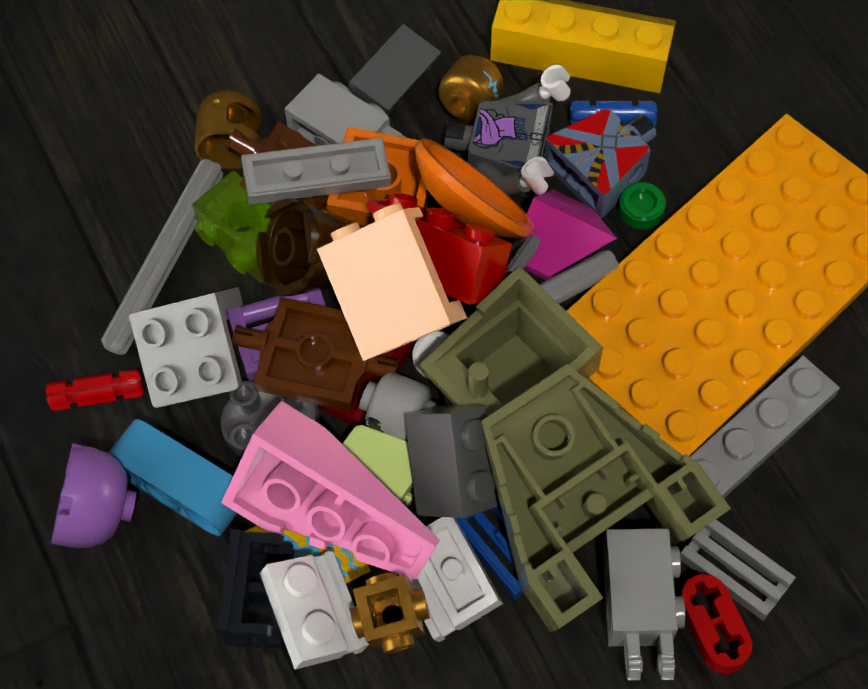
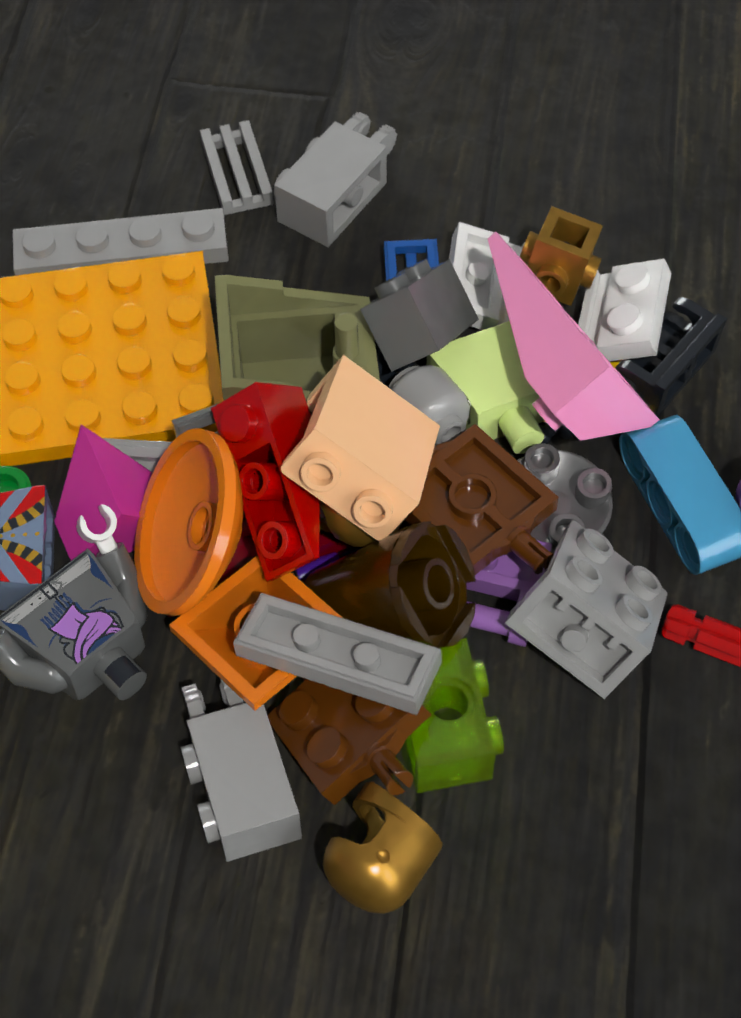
camera: 145 degrees left, 5 degrees down
(161, 258) = (557, 753): light grey axle -> none
(394, 69) = (125, 810): dark grey hinge -> none
(468, 84) = (53, 726): pearl gold head -> none
(573, 468) = (322, 237): olive wedge -> none
(725, 618) = (283, 140): red beam -> none

